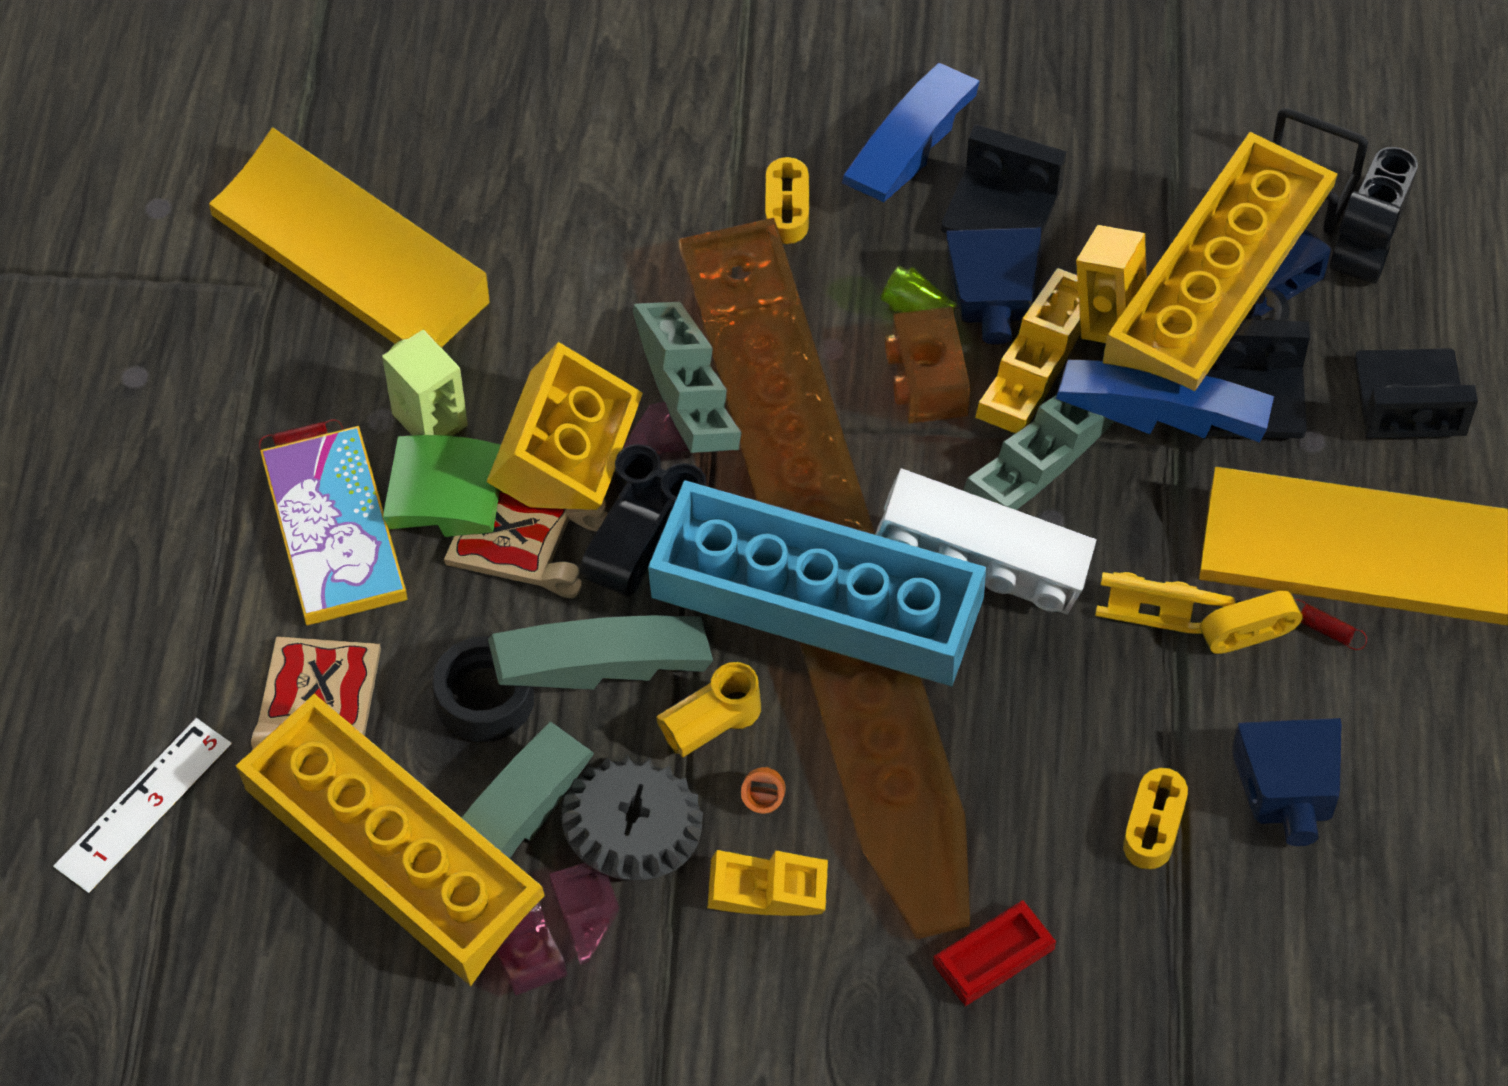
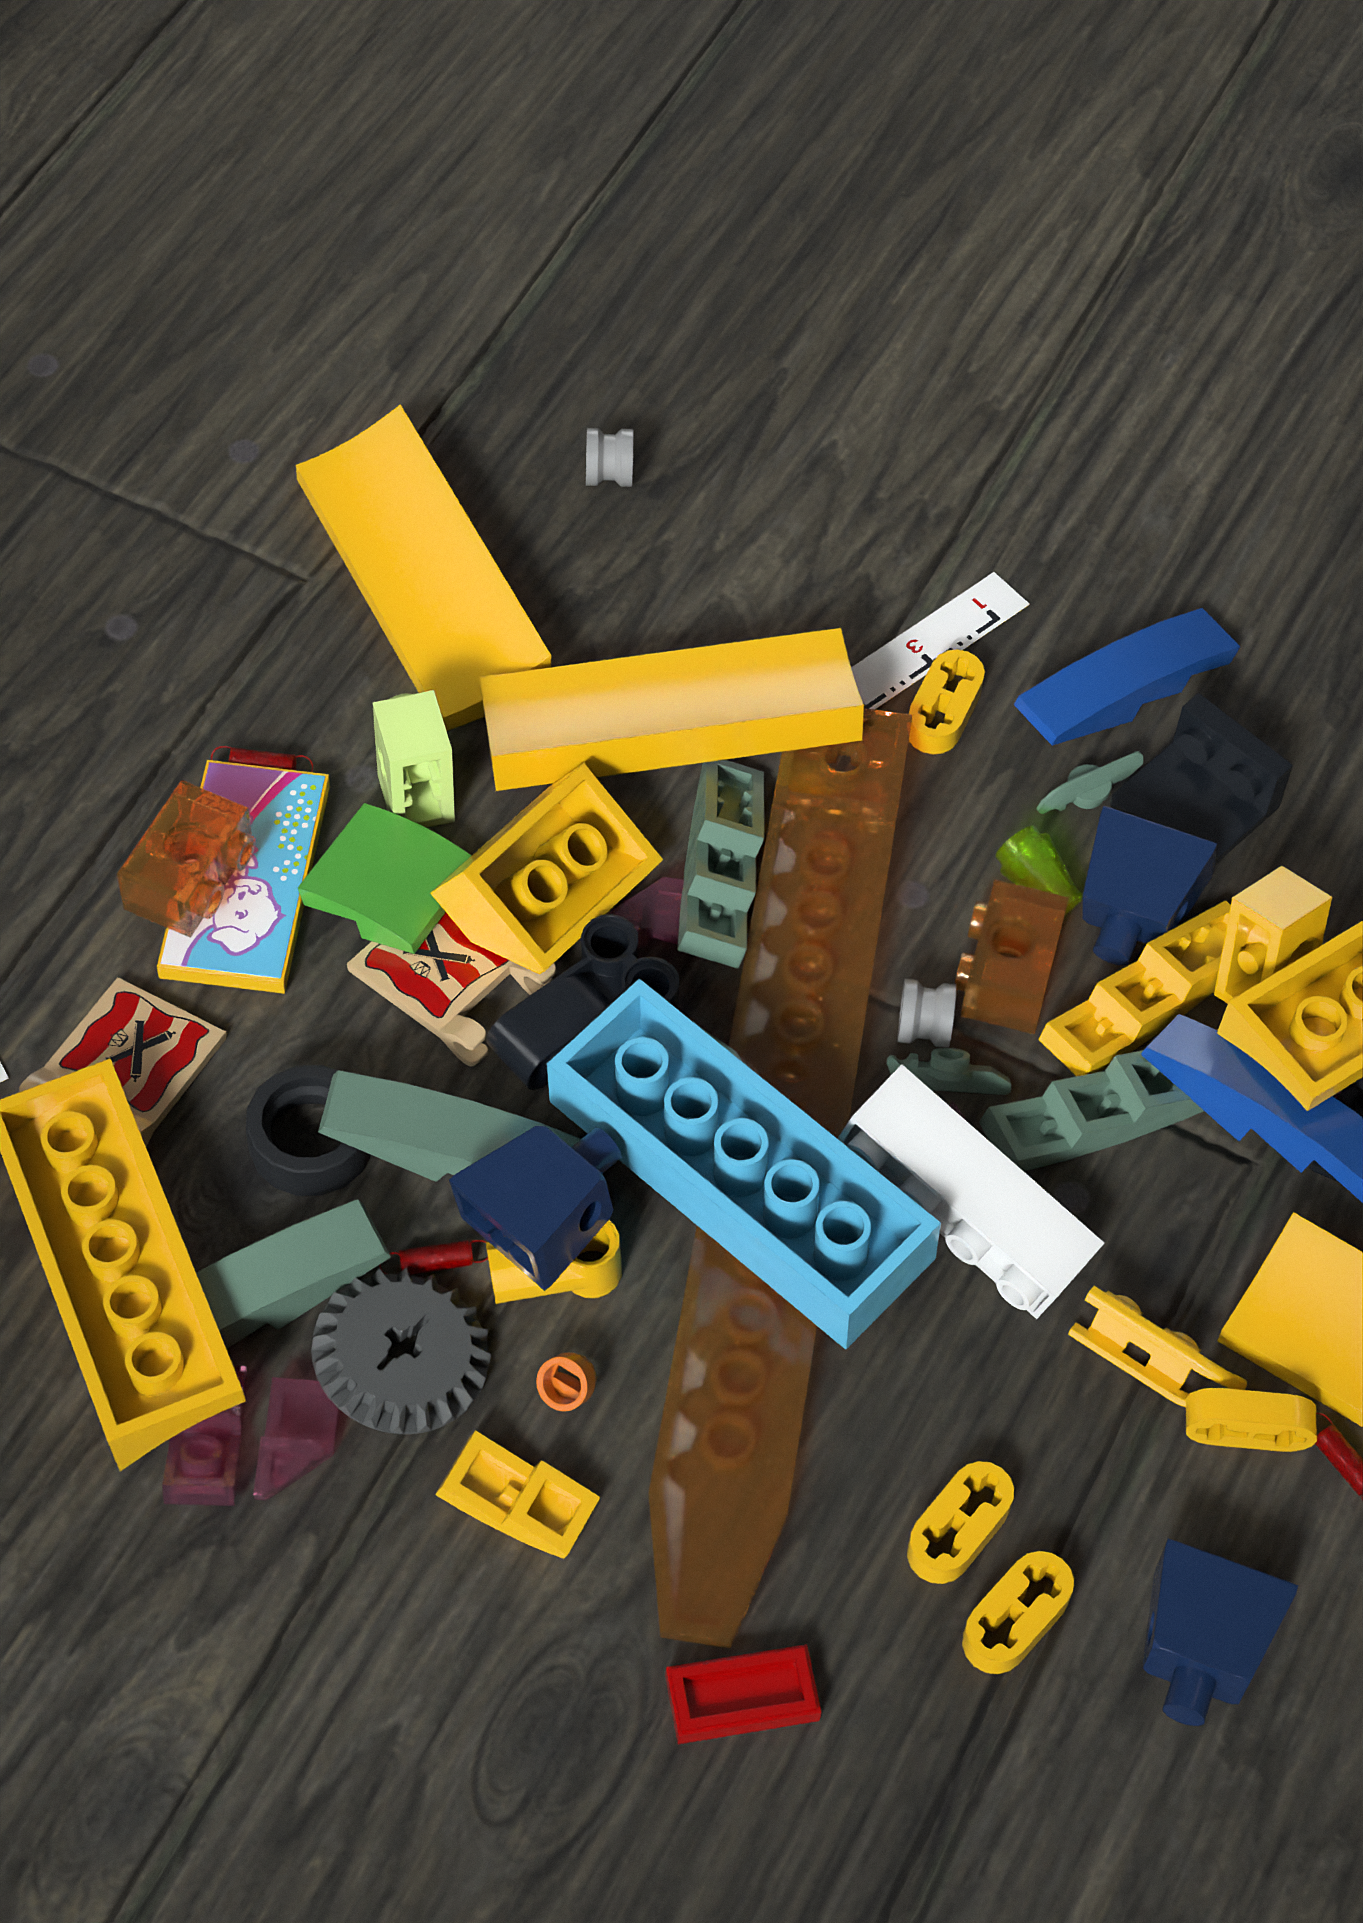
camera: 20 degrees right, 0 degrees up
(285, 501) = (189, 826): none -> clear orange brick
(447, 110) = (609, 457): none -> light grey wheel
(595, 279) = (671, 708): none -> yellow arch
(622, 742) = (437, 1257): none -> red piece
(686, 666) = (539, 1198): none -> dark blue torso
(748, 165) = (946, 629): none -> white sticker
(888, 429) = (926, 1013): none -> light grey wheel
(921, 221) = (1090, 785): none -> sand green piece
(925, 463) = (952, 1072): none -> sand green piece
(1096, 776) = (948, 1513): none -> yellow beam

